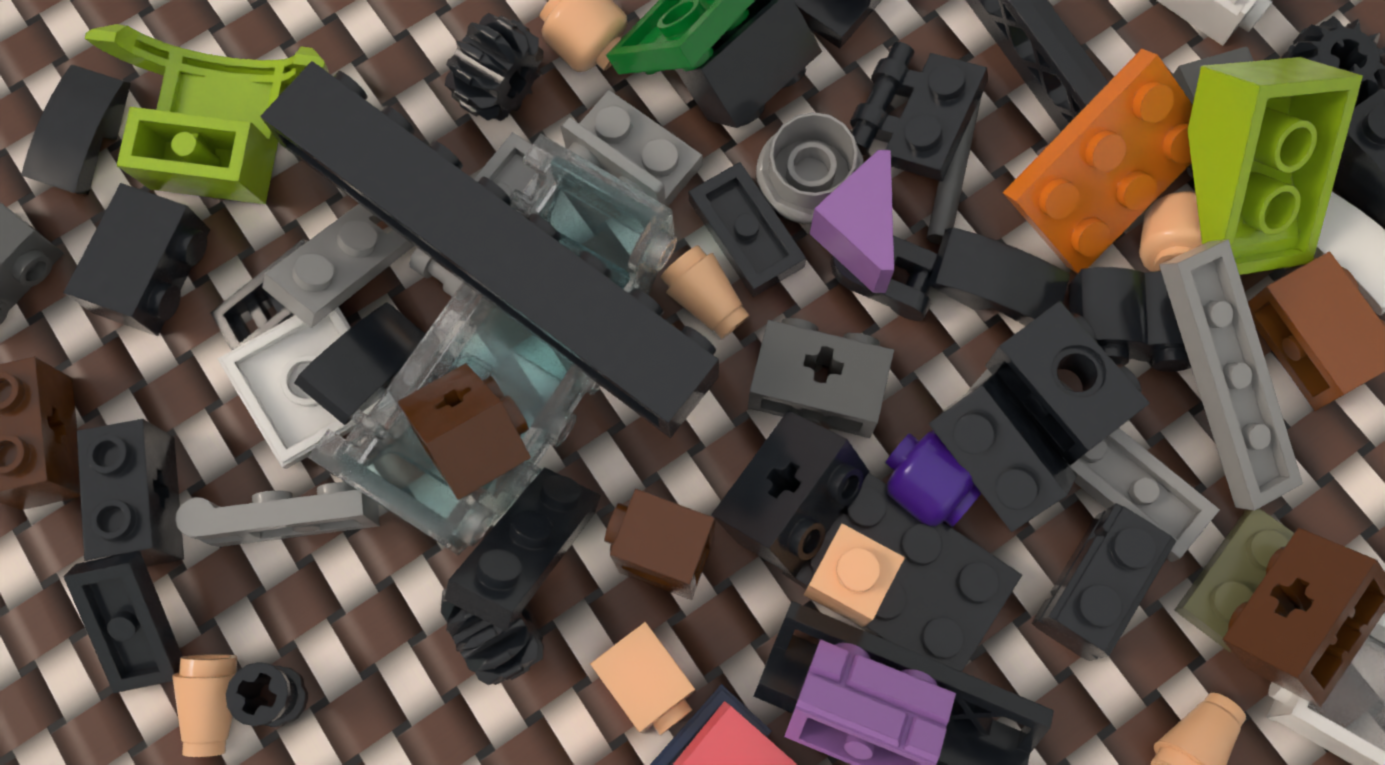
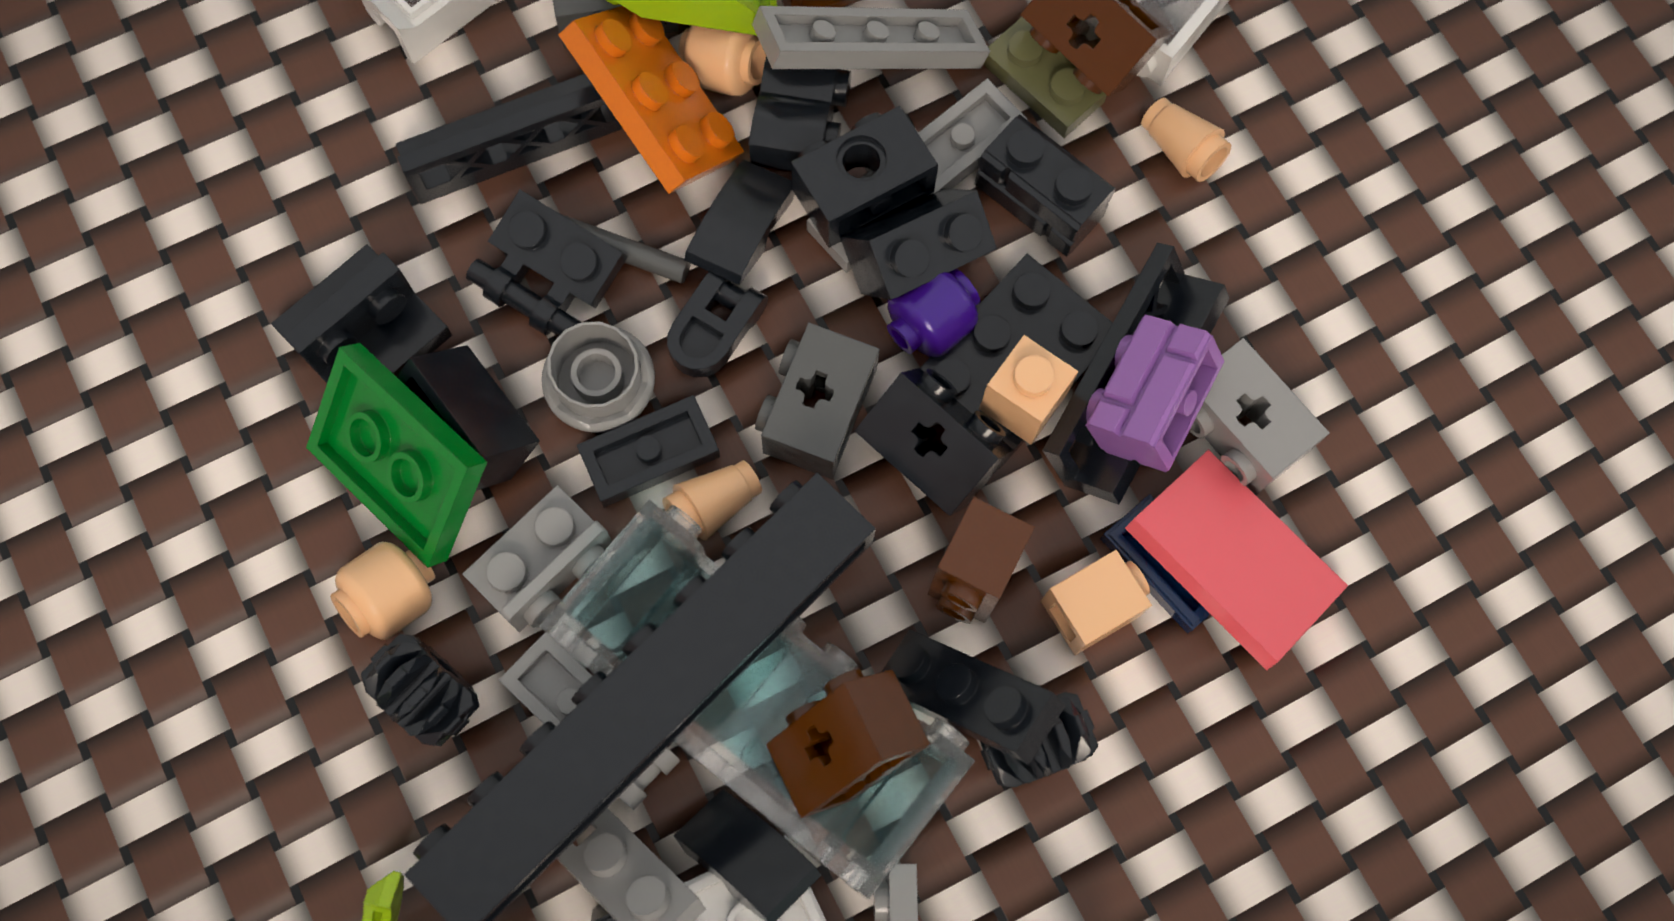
camera: 90 degrees left, 0 degrees up
(858, 222) = (675, 329): medium lavender slope -> none

